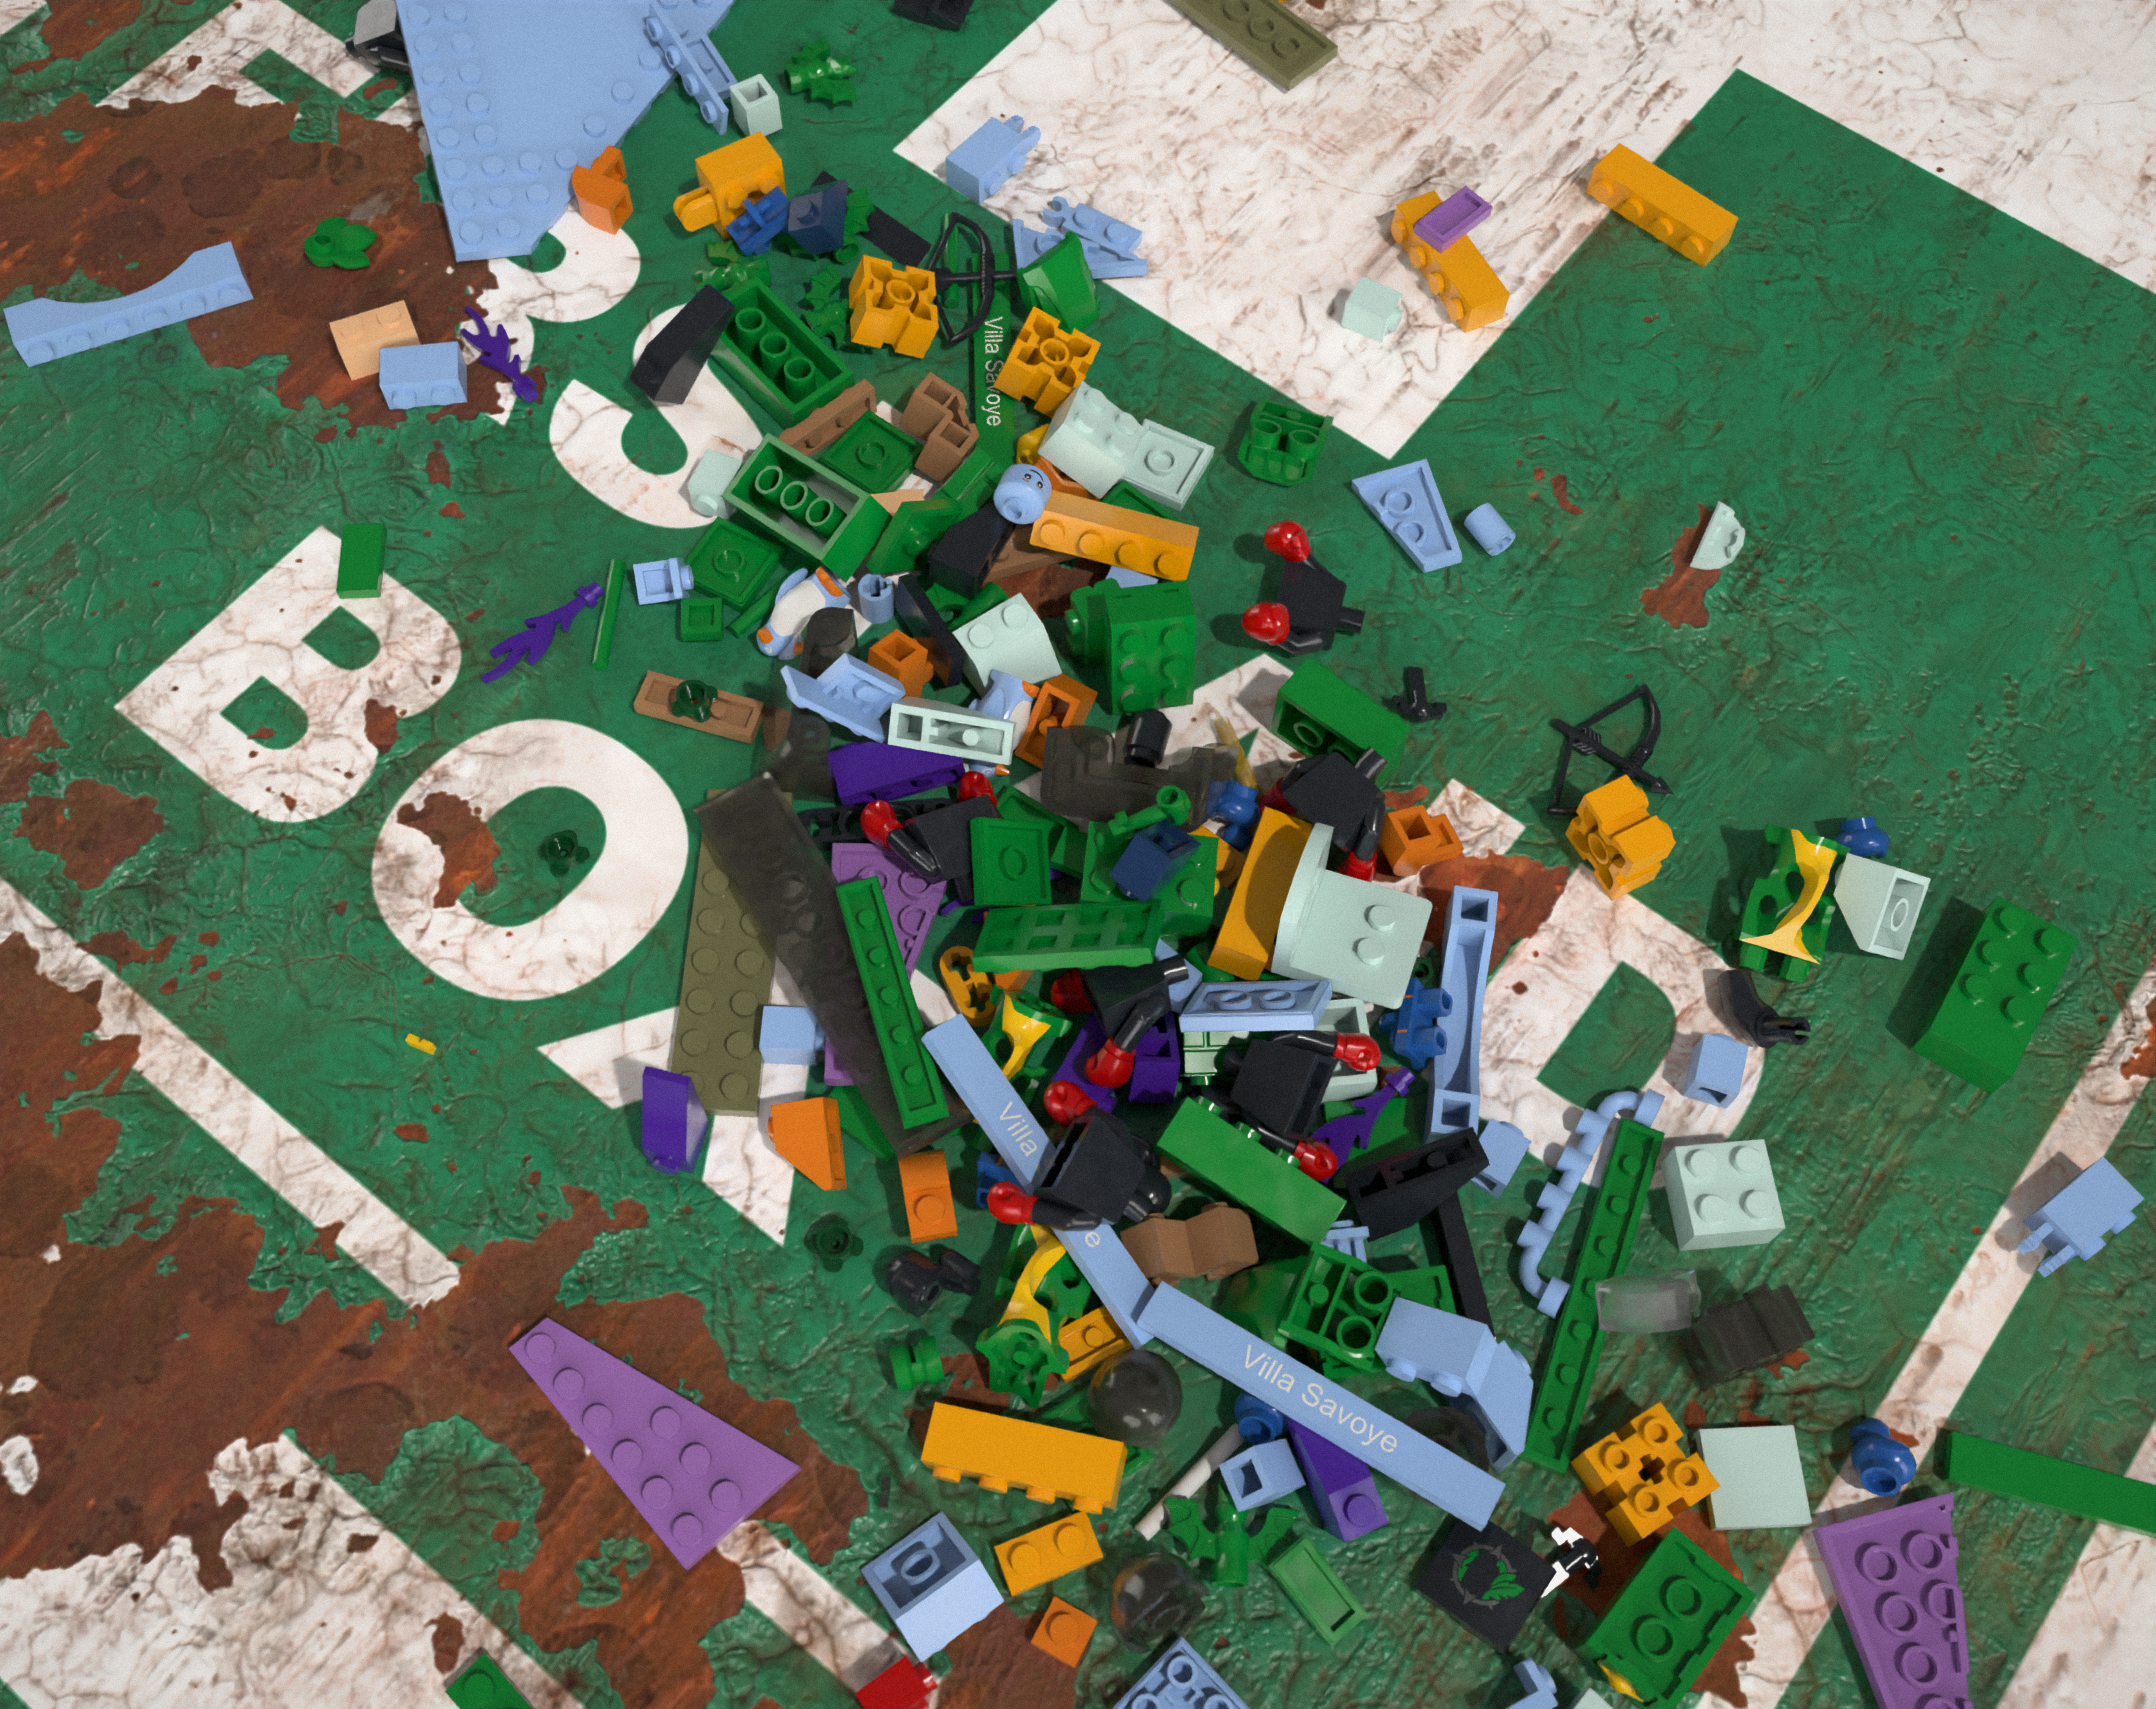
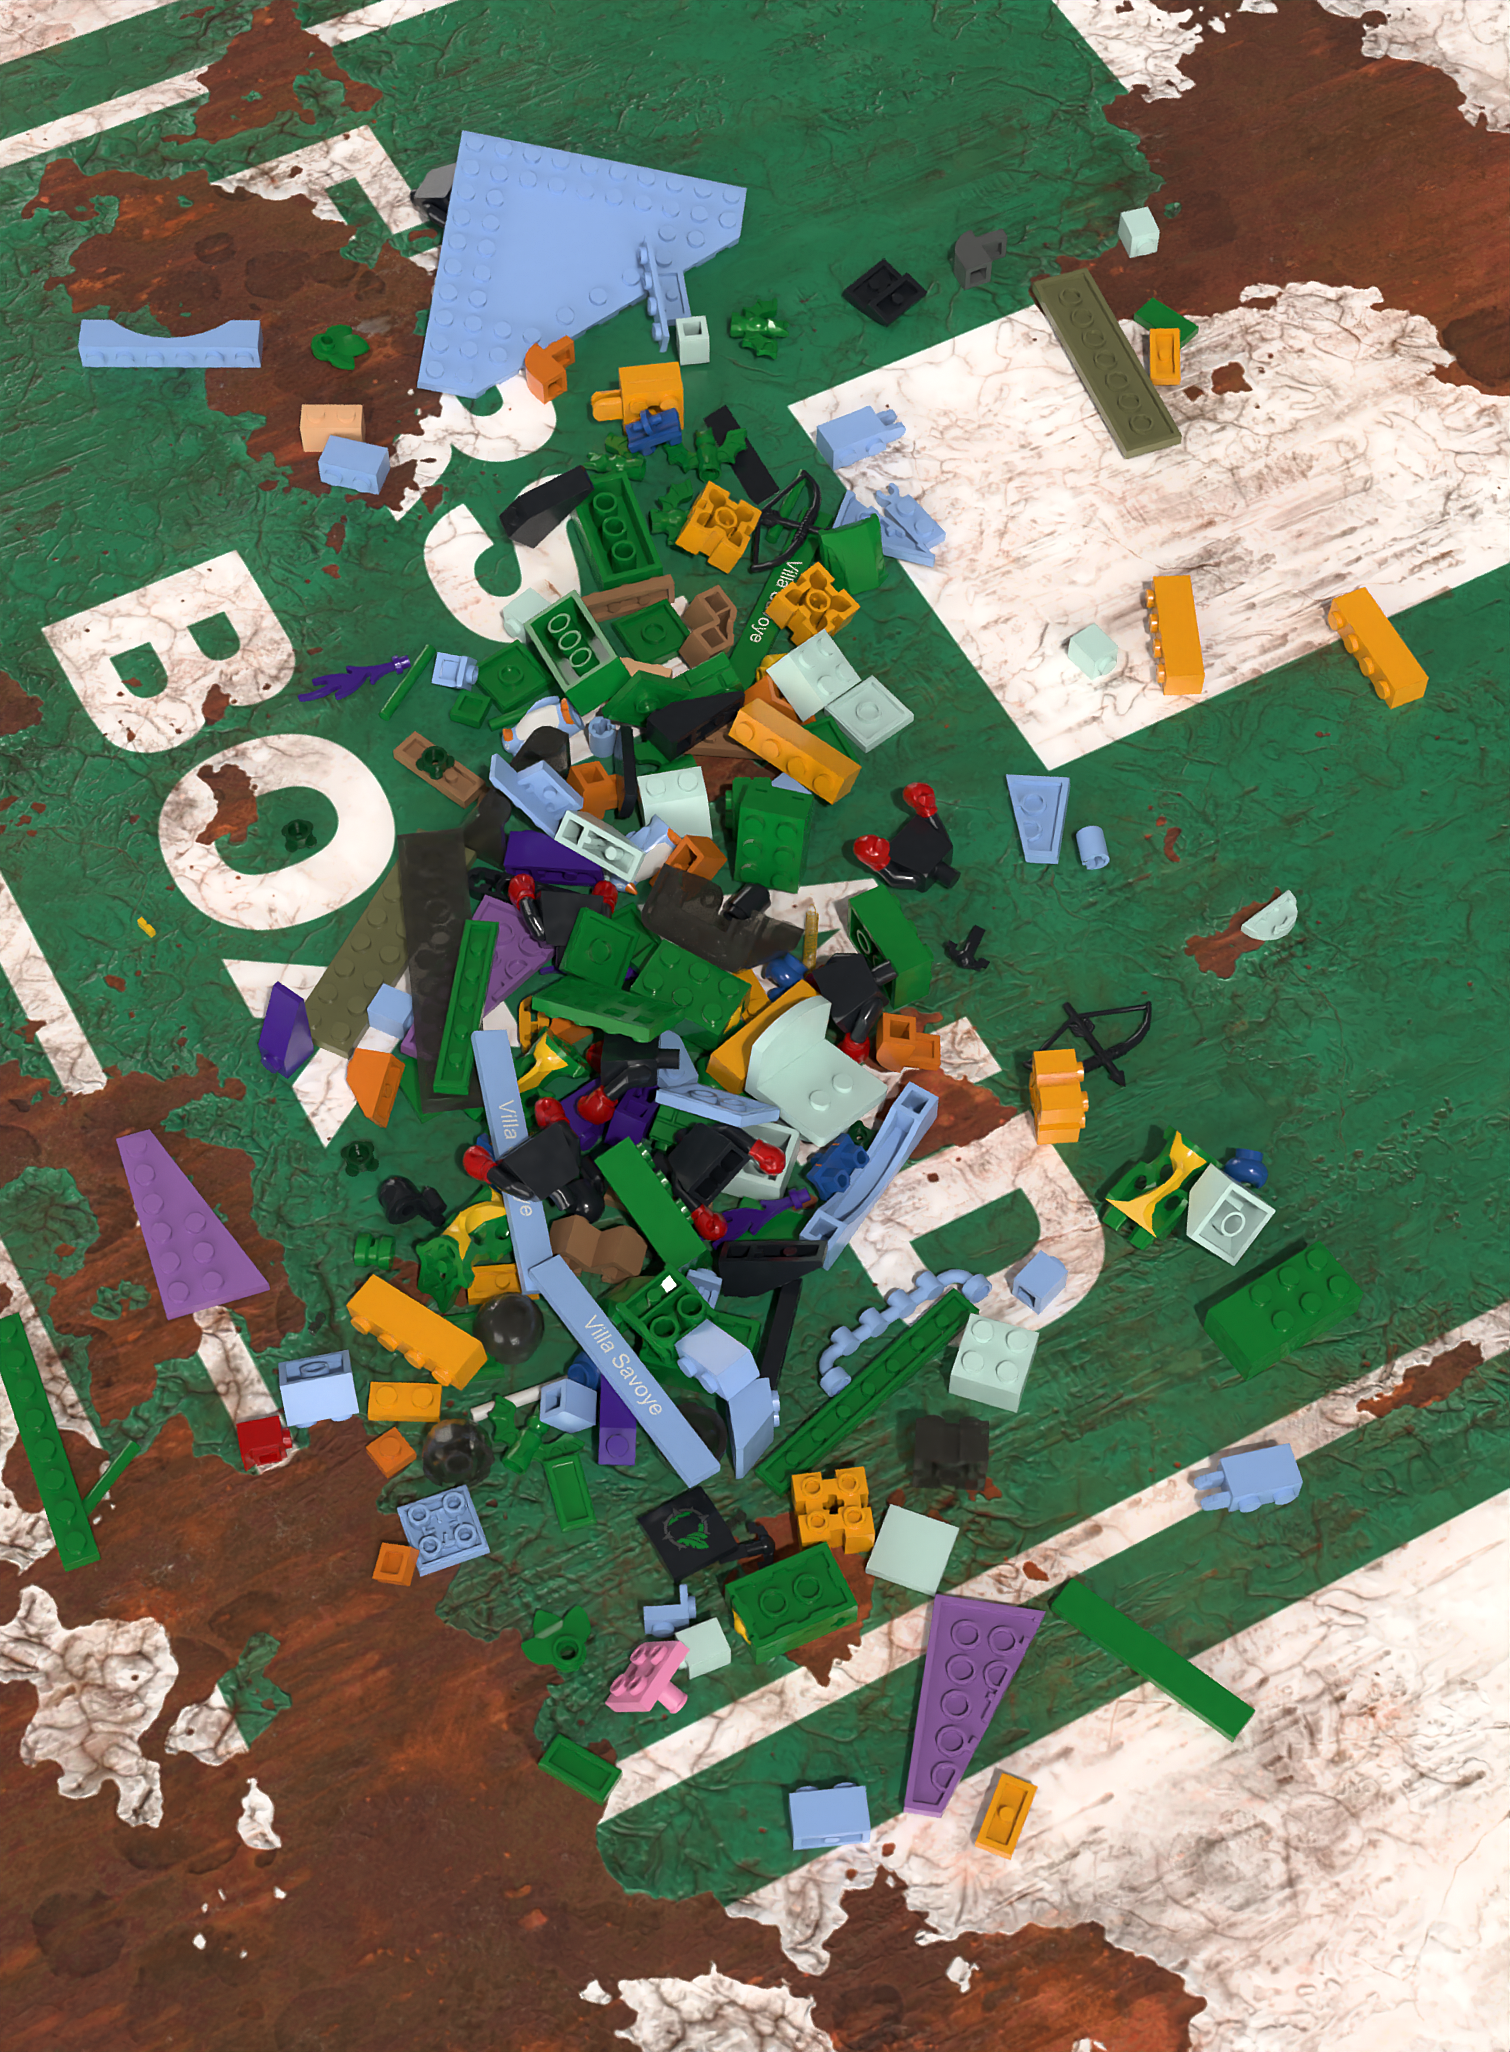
camera: 25 degrees right, 5 degrees down
(361, 560) = (252, 584): green tile -> none
(498, 356) = (417, 465): dark purple piece -> none
(819, 217) = (696, 440): dark blue slope -> none
(928, 1196) = (434, 1146): orange brick -> none
(1022, 493) = (734, 695): light blue head -> none
(1153, 860) = (690, 977): dark blue slope -> none
(1171, 806) = (719, 944): green bar -> none
(1283, 442) = (967, 727): green slope -> none
(1452, 219) = (1189, 602): medium lavender tile -> none
(1505, 1149) = (844, 1277): light blue brick -> none
(1648, 1302) = (895, 1404): clear brick -> none
(1755, 1018) = (1089, 1255): black arm -> none
(1879, 1459) = (1008, 1572): blue animal -> none

